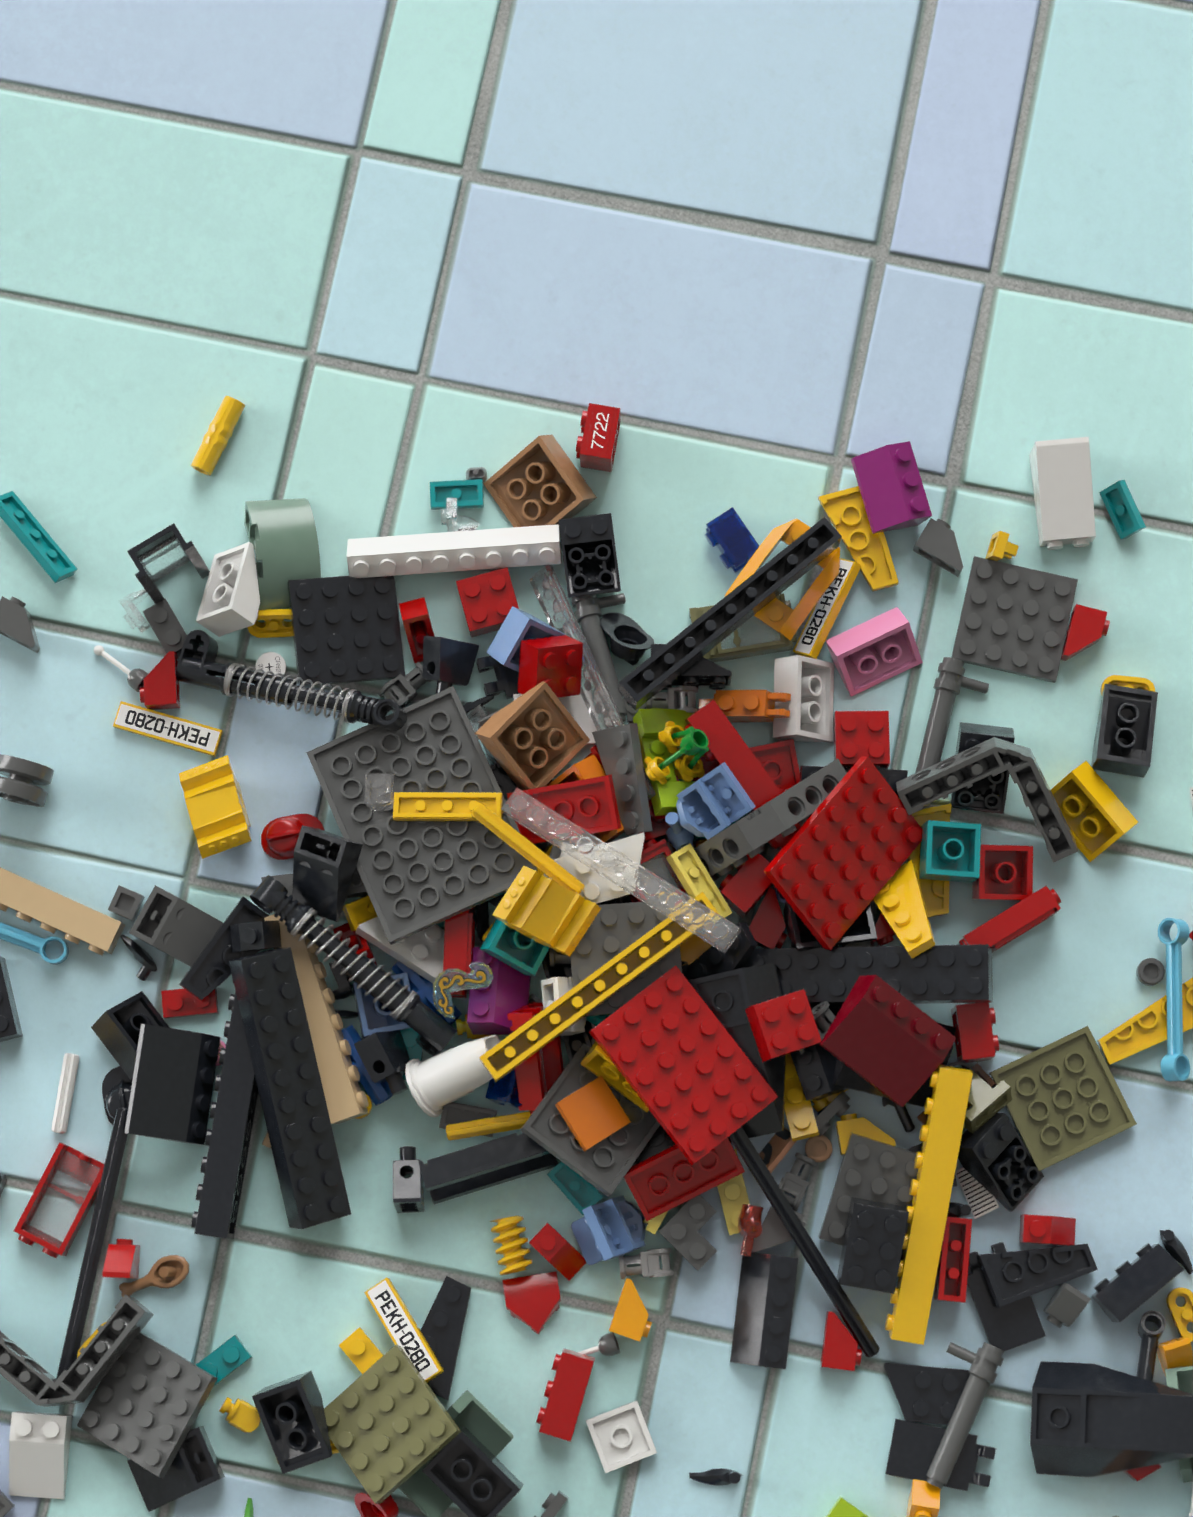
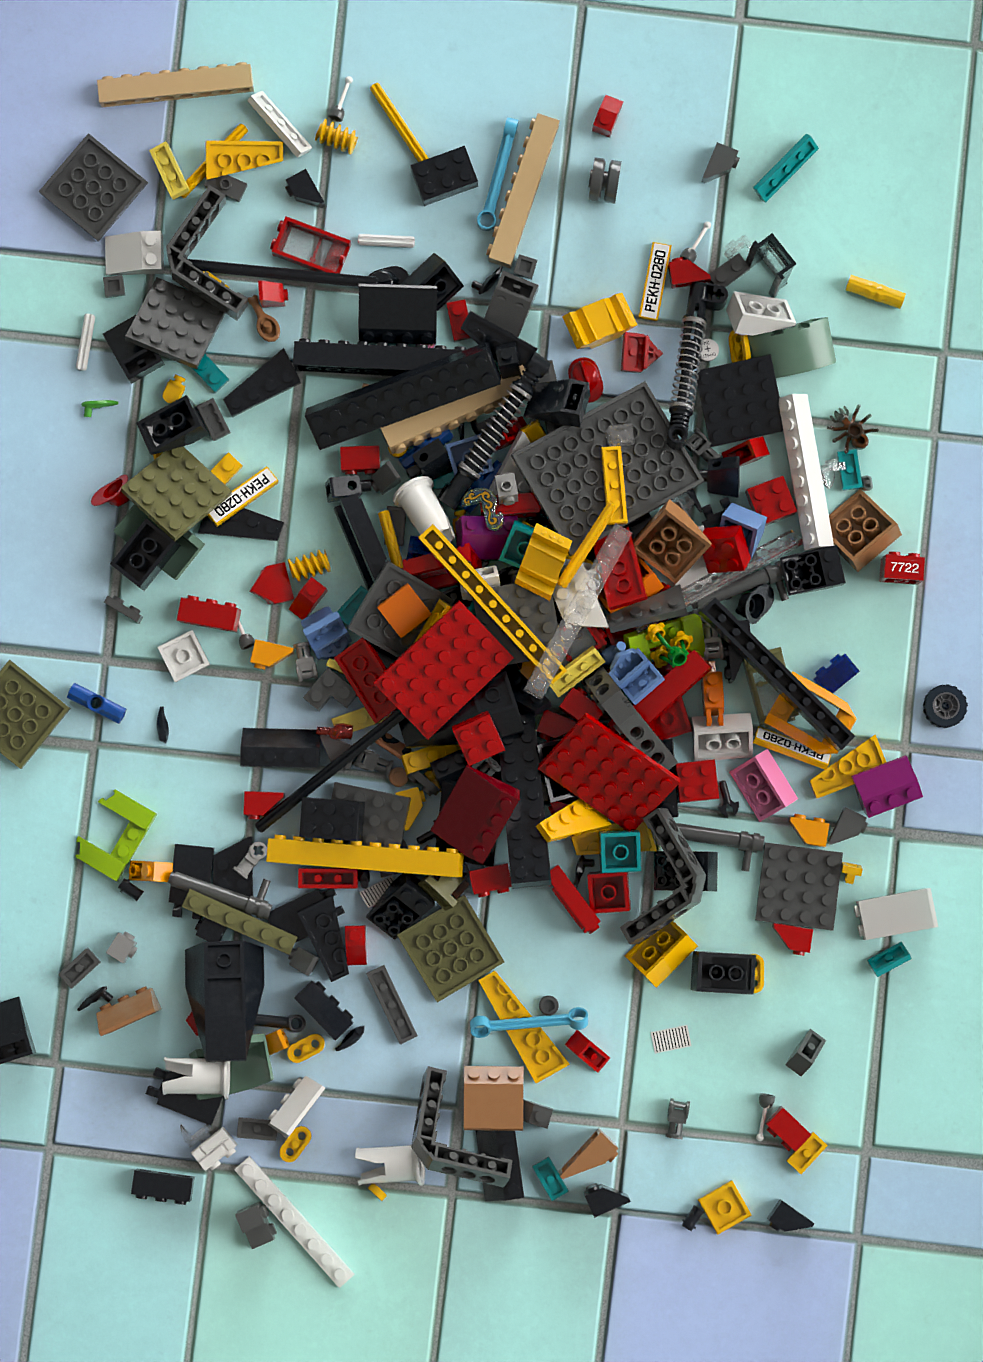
camera: 80 degrees right, 5 degrees up
(82, 1488) = (114, 286): none -> dark grey plate
(244, 1279) = (267, 382): none -> black wing
(263, 761) = (638, 352): none -> red slope
(289, 1362) = (213, 419): none -> dark grey plate
(370, 1158) = (360, 459): none -> red brick
(401, 1125) = (385, 478): none -> dark grey slope
(405, 484) = (854, 430): none -> animal
(437, 954) = (506, 489): none -> light grey brick
(799, 391) = (953, 698): none -> black wheel
(888, 703) = (727, 800): none -> black bar
(918, 1367) = (250, 860): none -> light grey connector
(942, 596) = (810, 831): none -> light orange slope
(960, 907) = (580, 868): none -> black bar
(1004, 1391) = (239, 921): none -> olive plate
(1006, 1428) = (210, 930): none -> black slope
(1134, 1187) = (392, 1004): none -> dark grey plate

